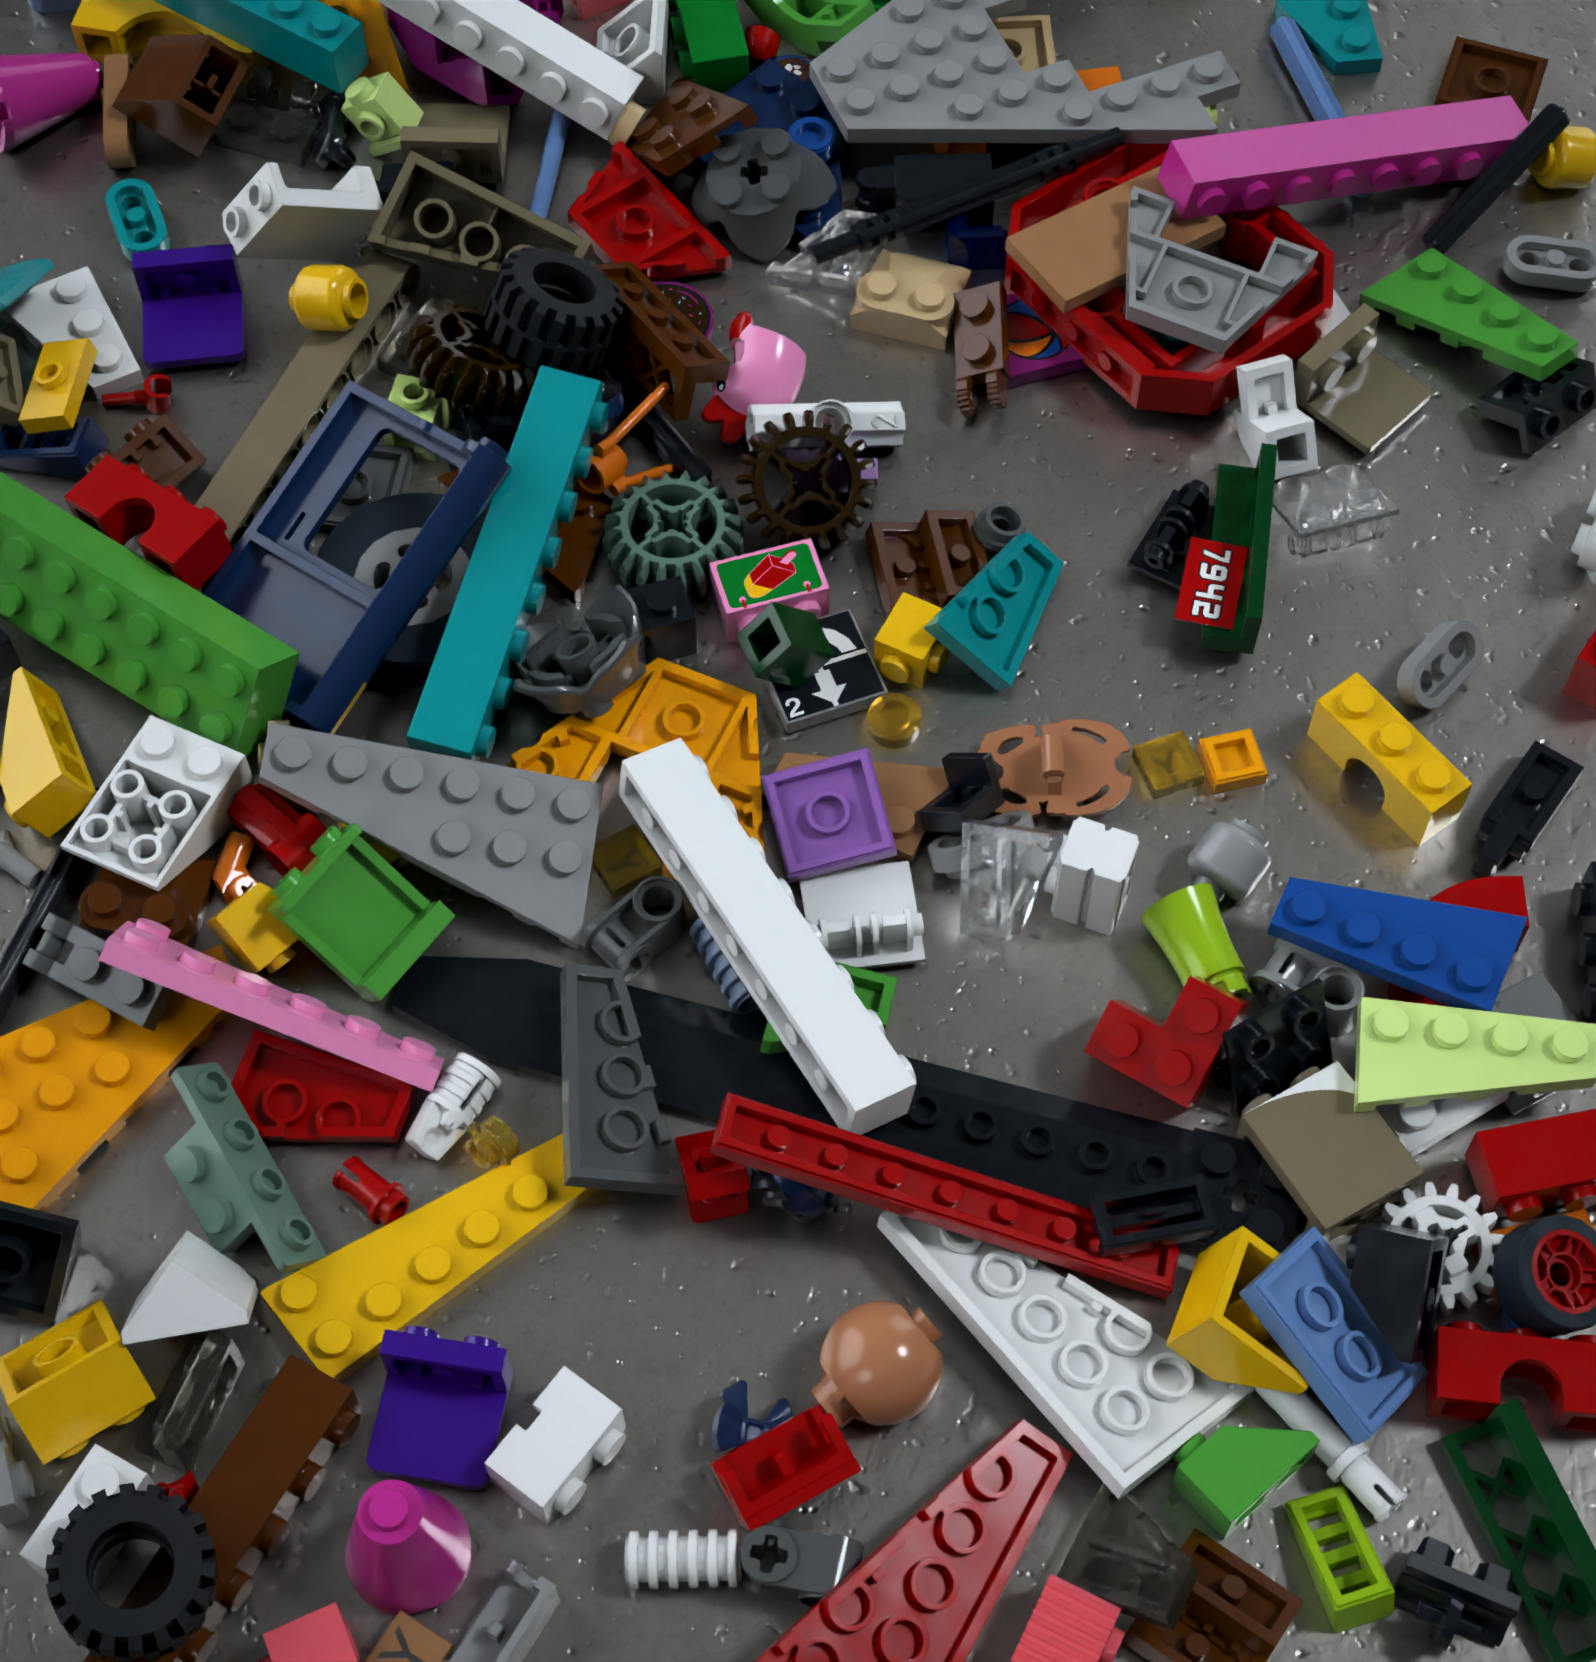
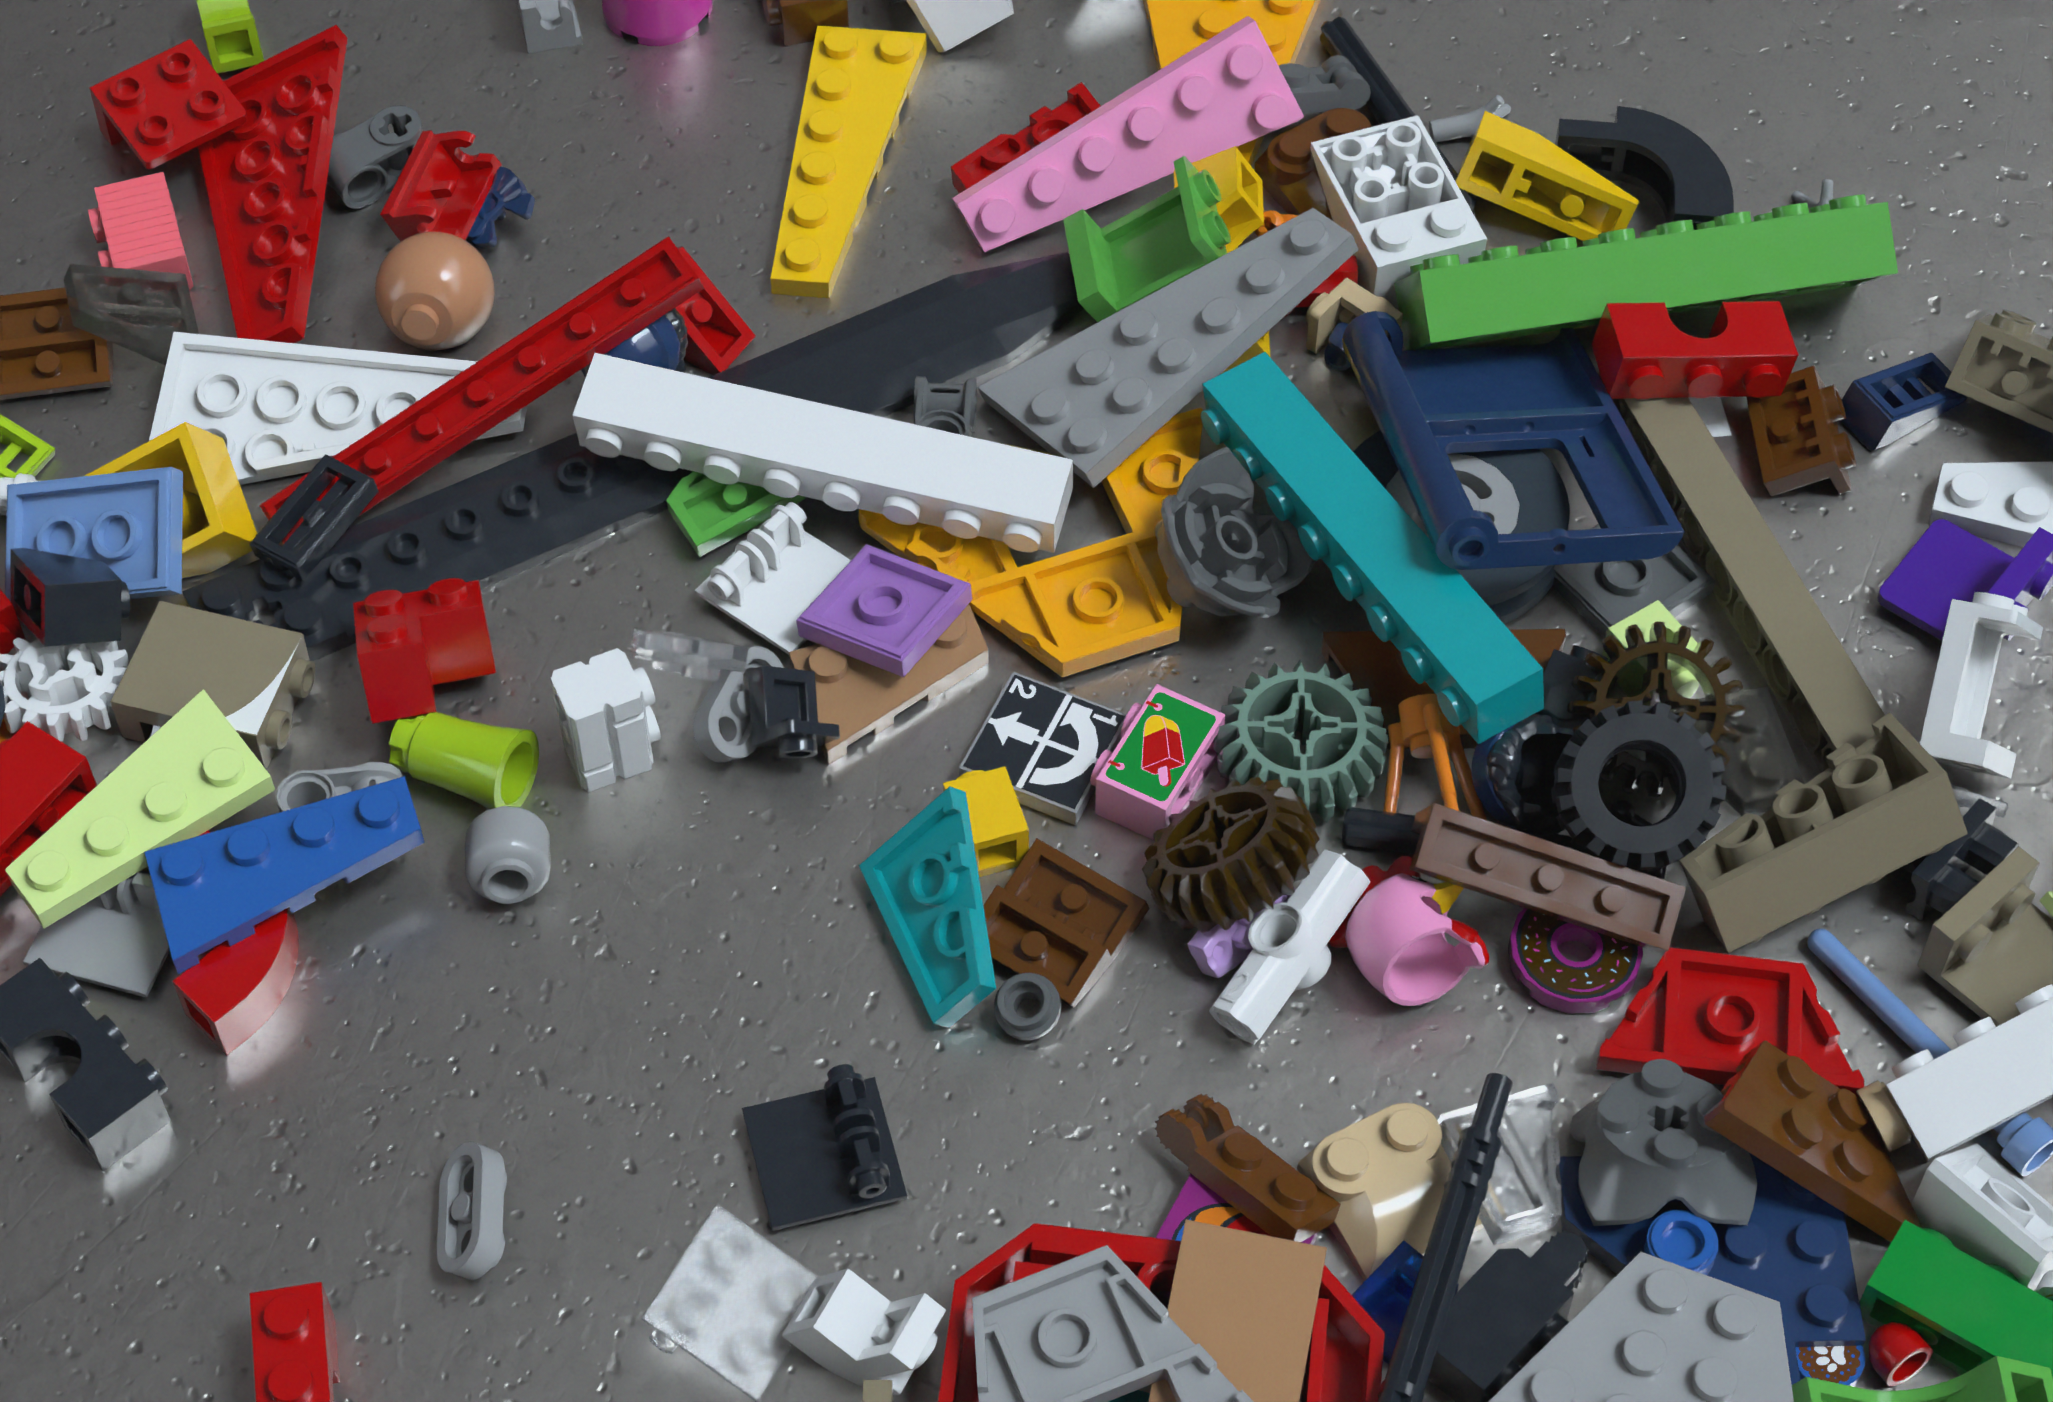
camera: 135 degrees right, 5 degrees down
(58, 385) = (1958, 422): yellow plate -> none
(154, 396) = (1901, 498): red hand -> none
(233, 1176) = (1020, 67): sand green bracket -> none
(328, 298) = (1844, 640): yellow head -> none
(372, 1192) = (926, 137): red pin -> none
(439, 1407) = (723, 63): dark purple bracket -> none
(452, 1106) = (937, 225): white hinge -> none
(491, 1143) = (877, 219): clear yellow plate -> none
(553, 1457) = (616, 99): white brick -> none
(607, 1090) = (820, 288): dark grey wing -> none
(665, 620) = (1212, 656): black brick -> none
(682, 1559) = (468, 102): white piece -> none
(785, 645) = (1068, 689): dark green brick -> none
(894, 720) = (930, 760): clear yellow tile -> none
(1060, 767) = (741, 822): nougat shield -> none
(1168, 764) = (650, 919): clear yellow tile -> none
(1211, 583) = (763, 1093): red sticker -> none
(1232, 761) = (595, 970): light orange tile -> none
(1238, 1471) = (101, 420): bright green slope -> none
(1244, 519) = (769, 1154): dark green fence -> none
(1275, 1046) = (328, 717): black hinge -> none
(1418, 782) = (486, 1061): yellow arch -> none
(1524, 806) = (274, 1138): black hinge -> none

